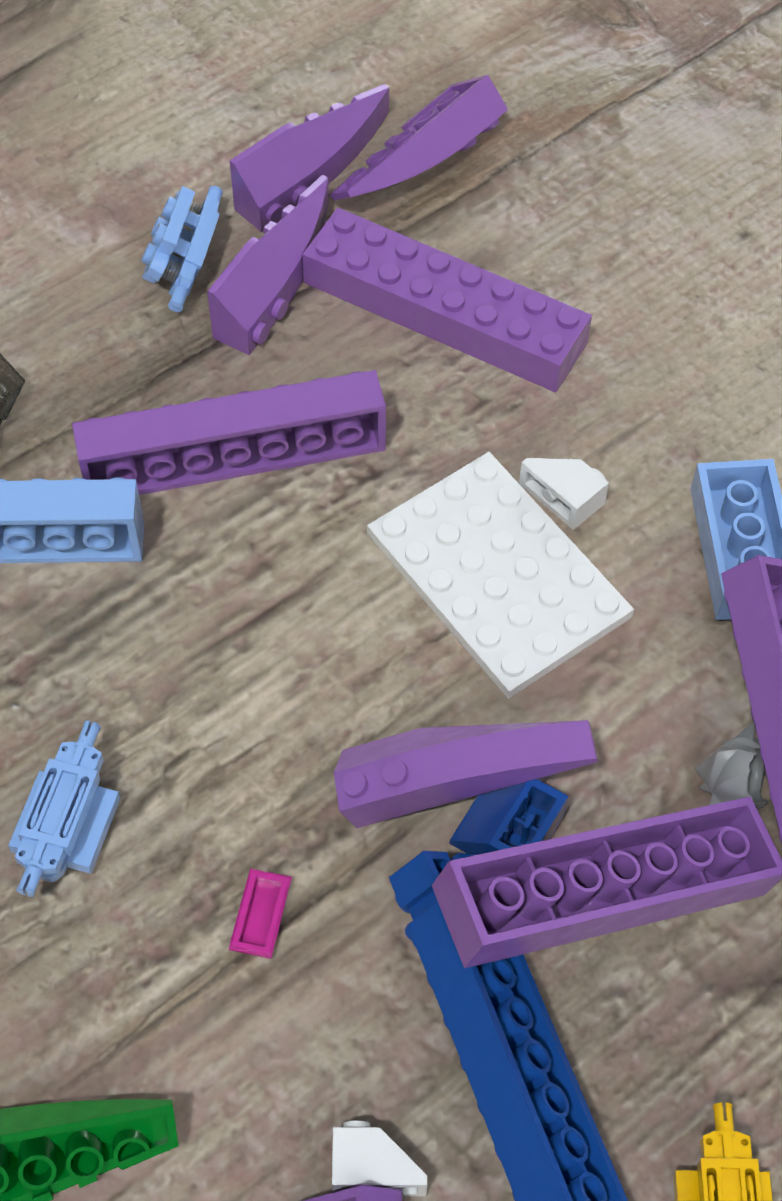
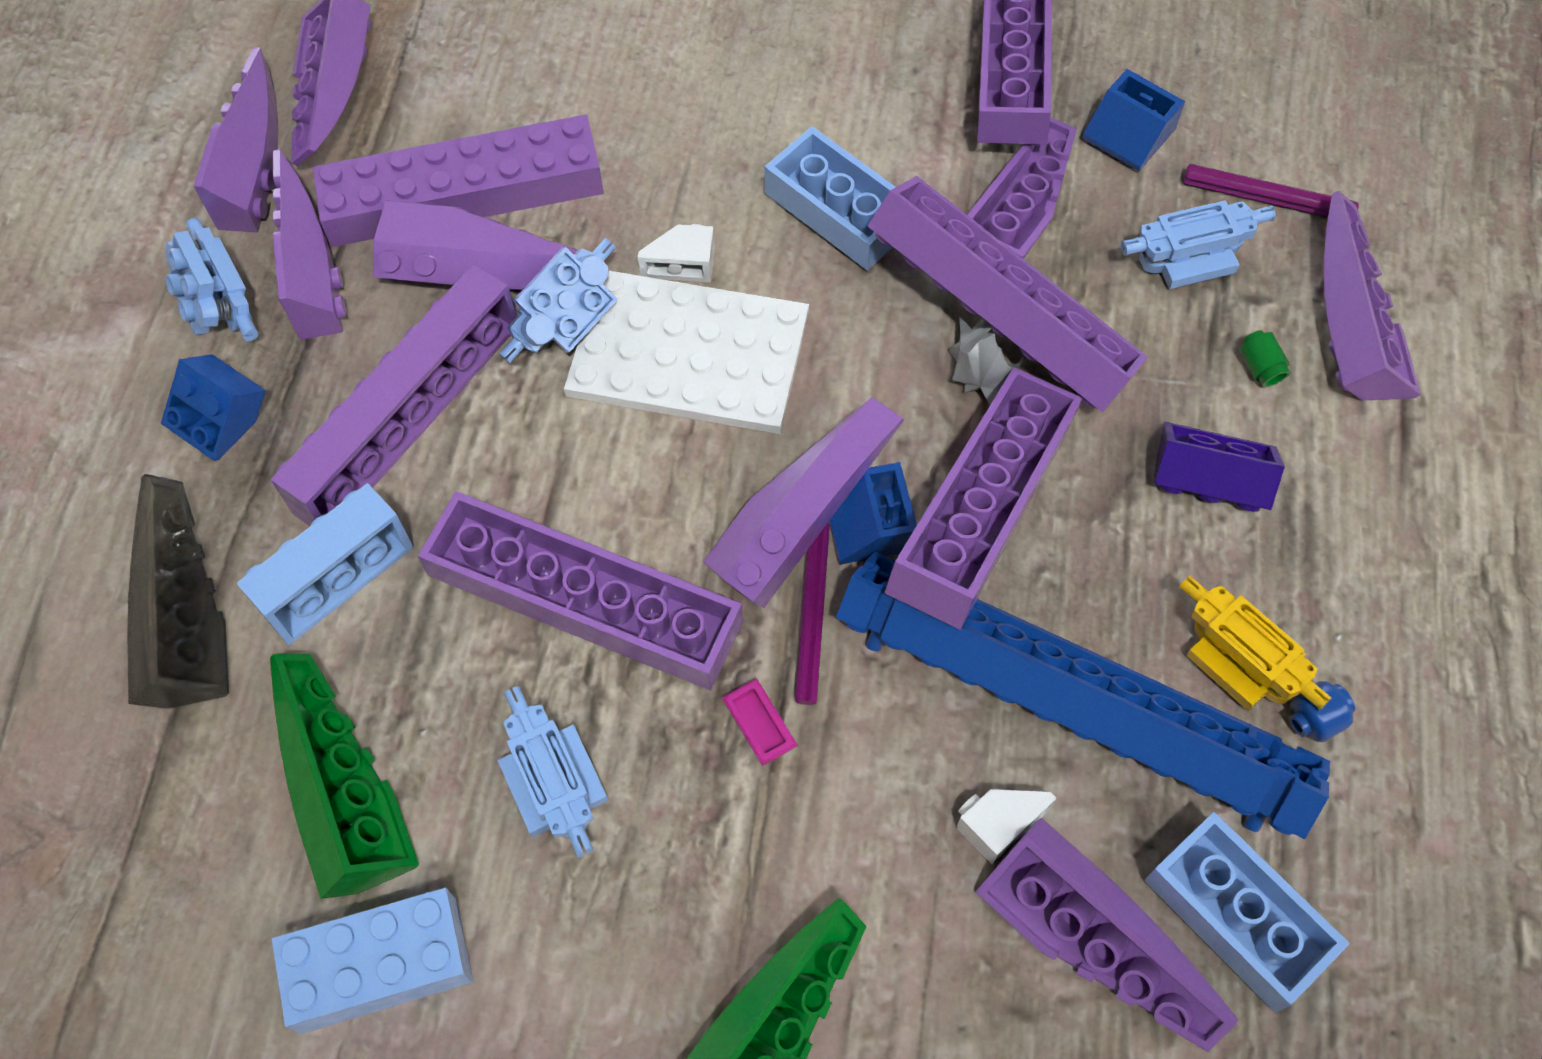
camera: 40 degrees left, 5 degrees up
(100, 338) = (211, 404): none -> blue slope
(226, 697) = (582, 590): none -> medium lavender brick
(375, 332) = (445, 241): none -> medium lavender wedge
(384, 865) = (812, 620): none -> magenta axle
(426, 451) = (561, 301): none -> light blue piece

